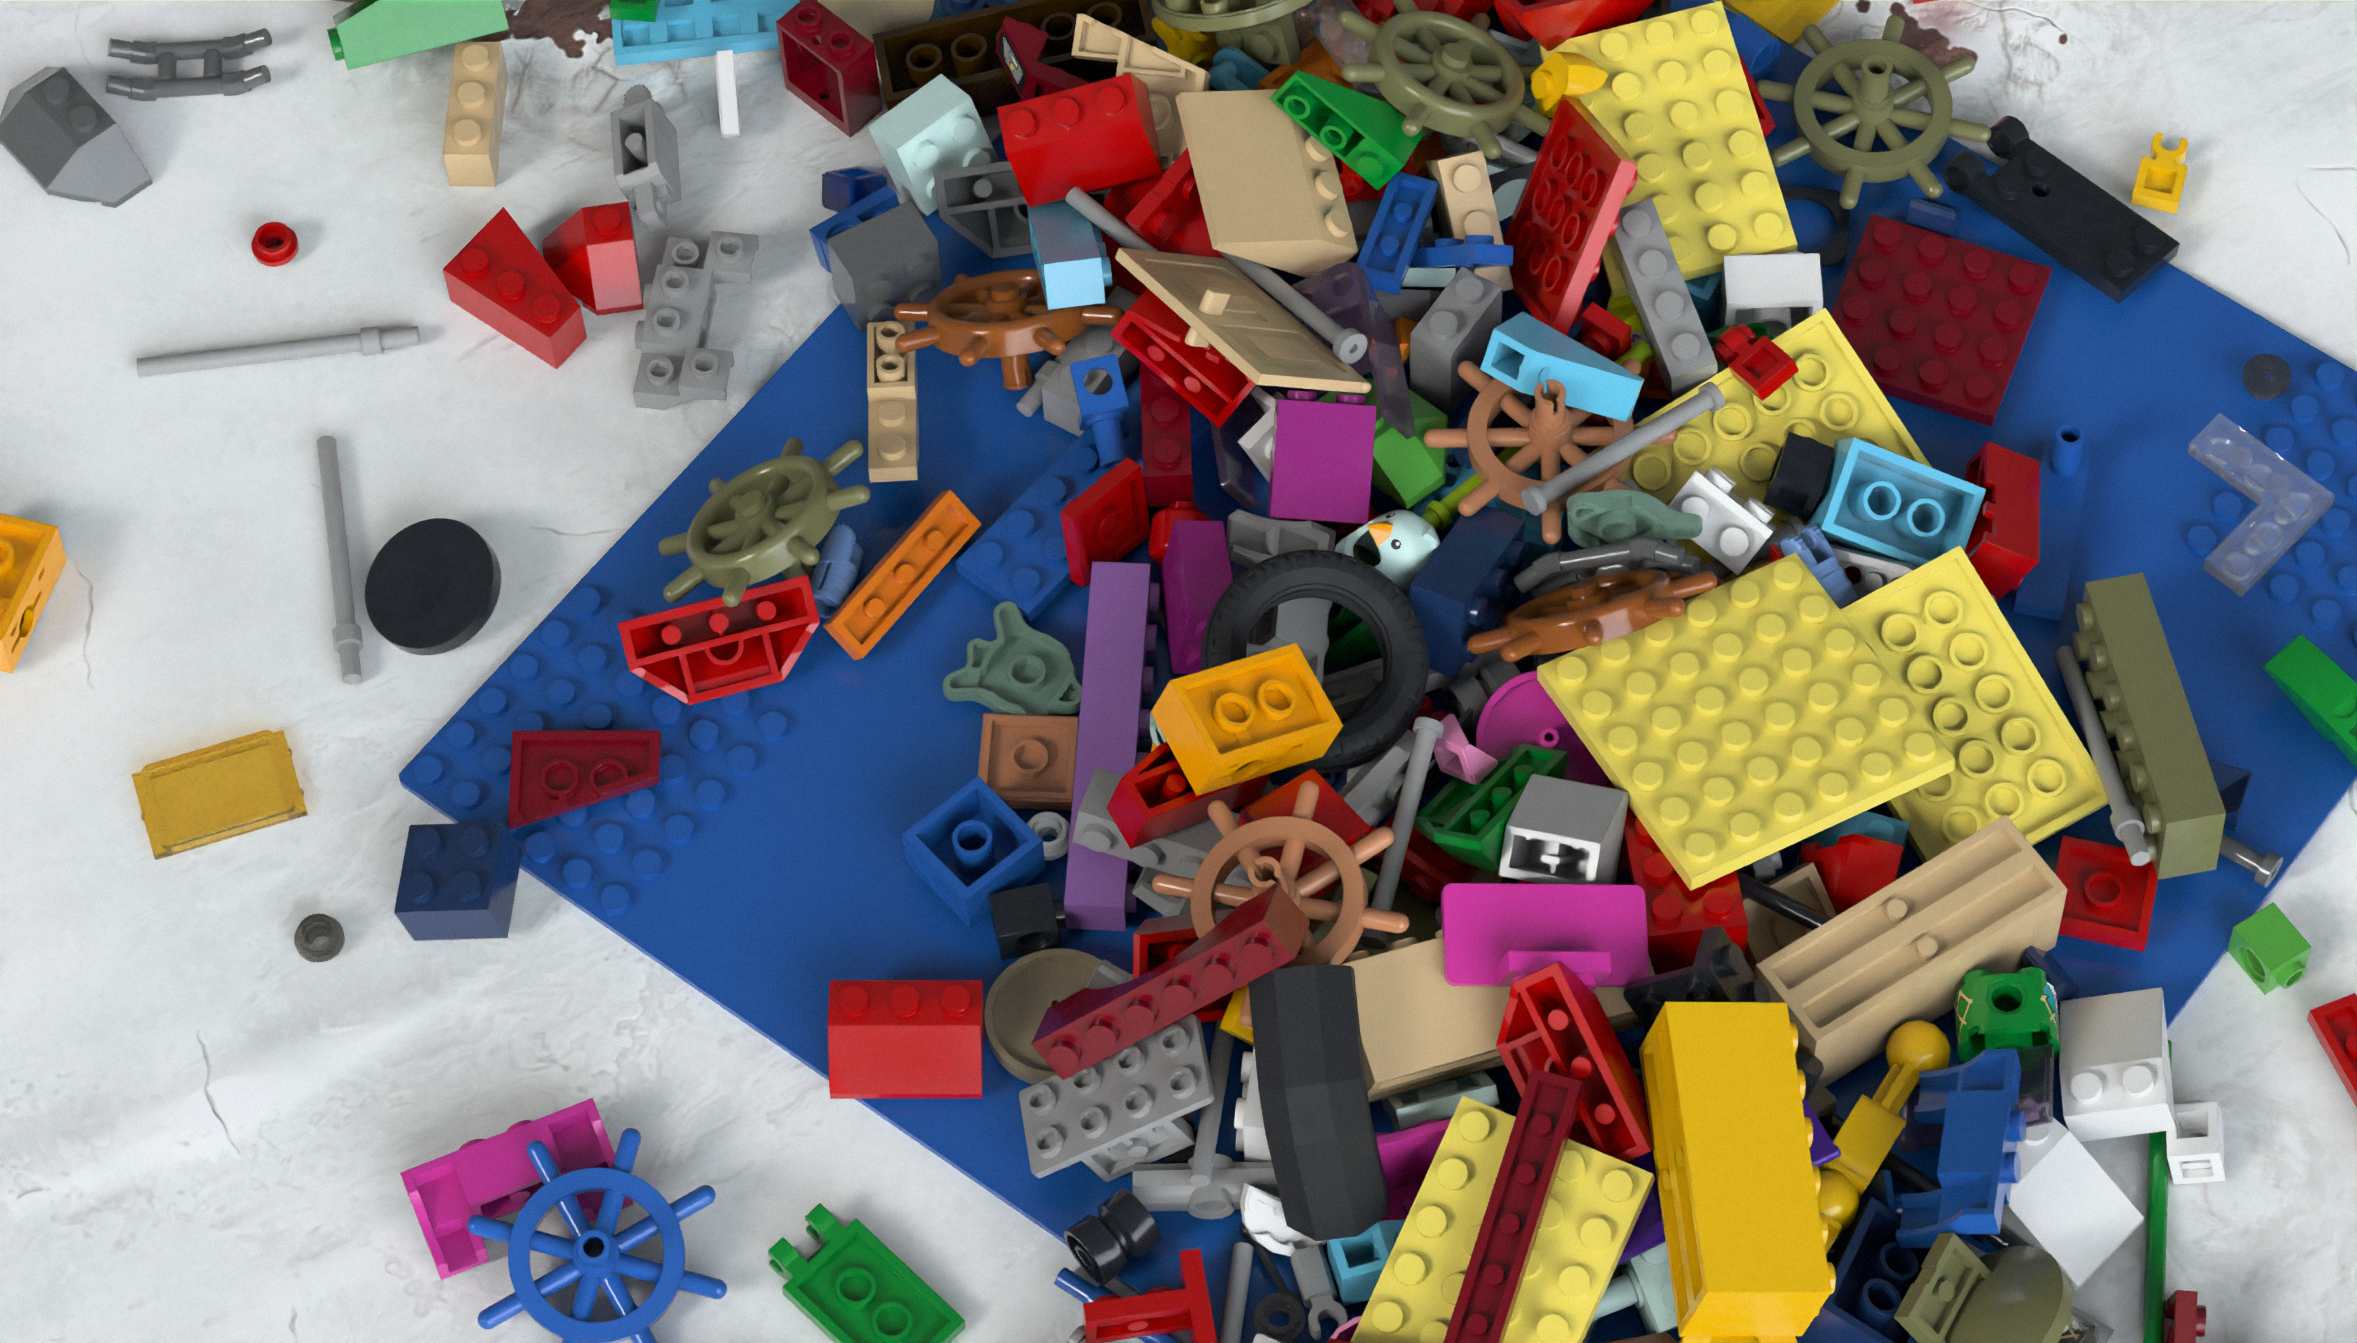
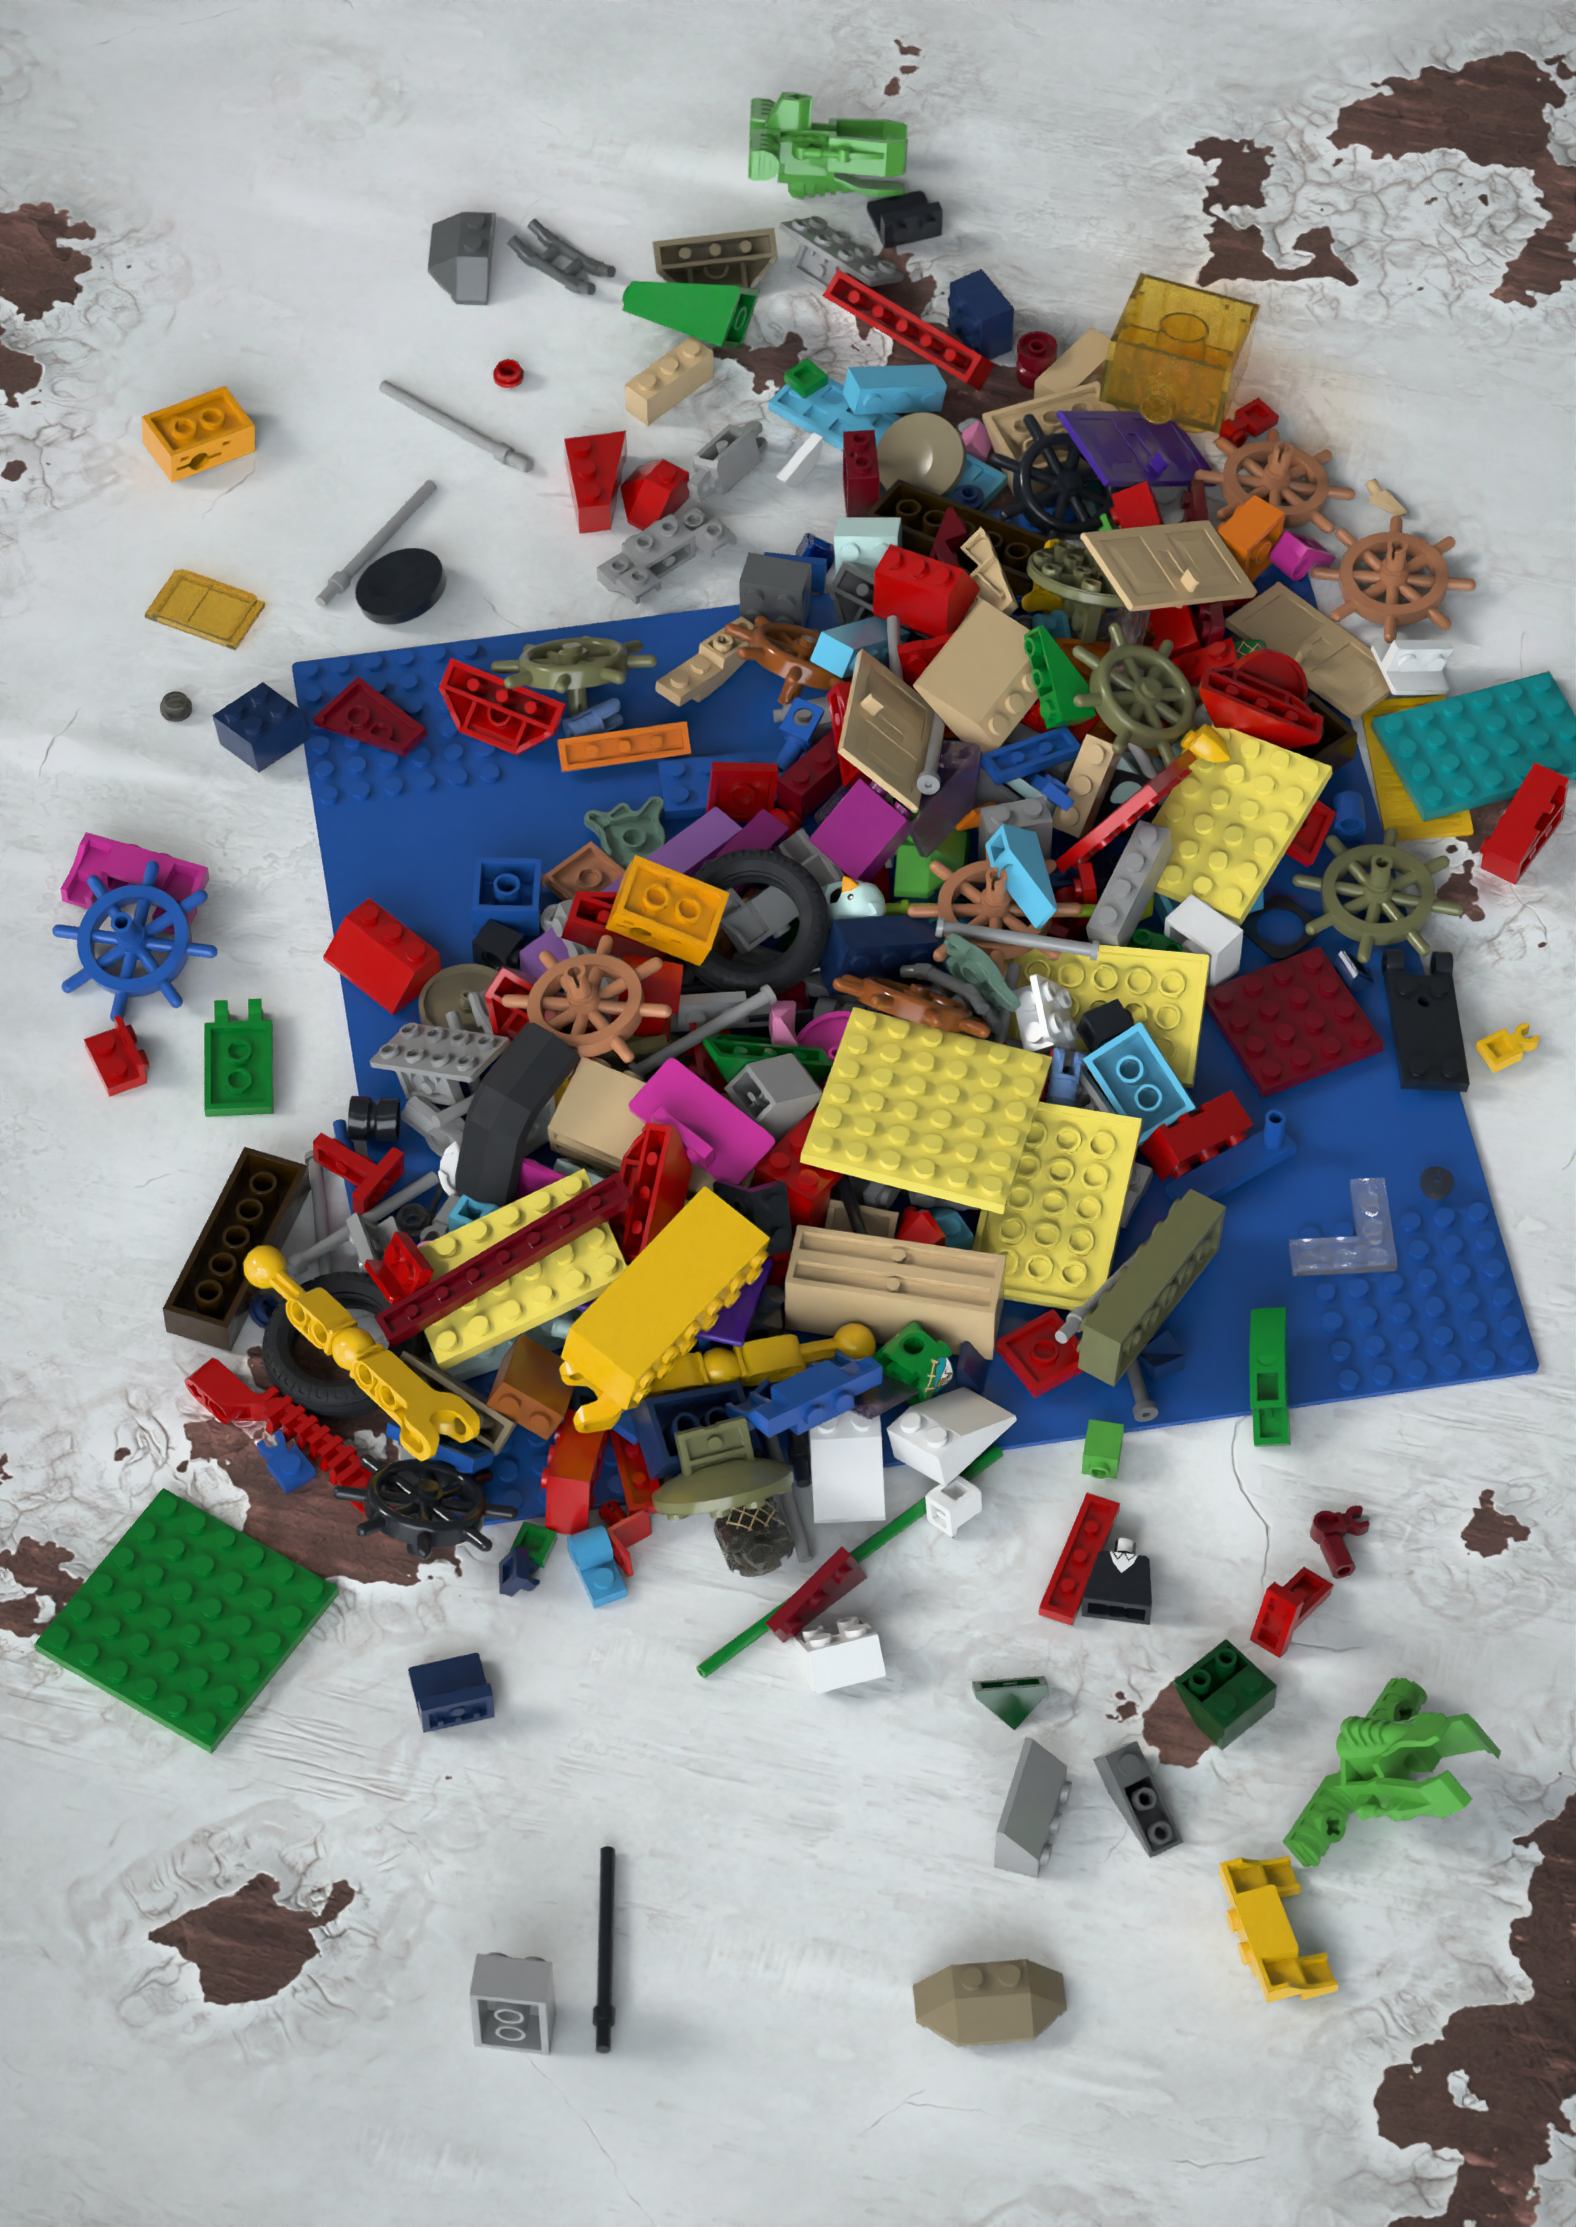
camera: 40 degrees right, 5 degrees down
(1233, 953) = (498, 1004): dark red arch -> none
(1754, 362) = (1141, 952): red plate -> none

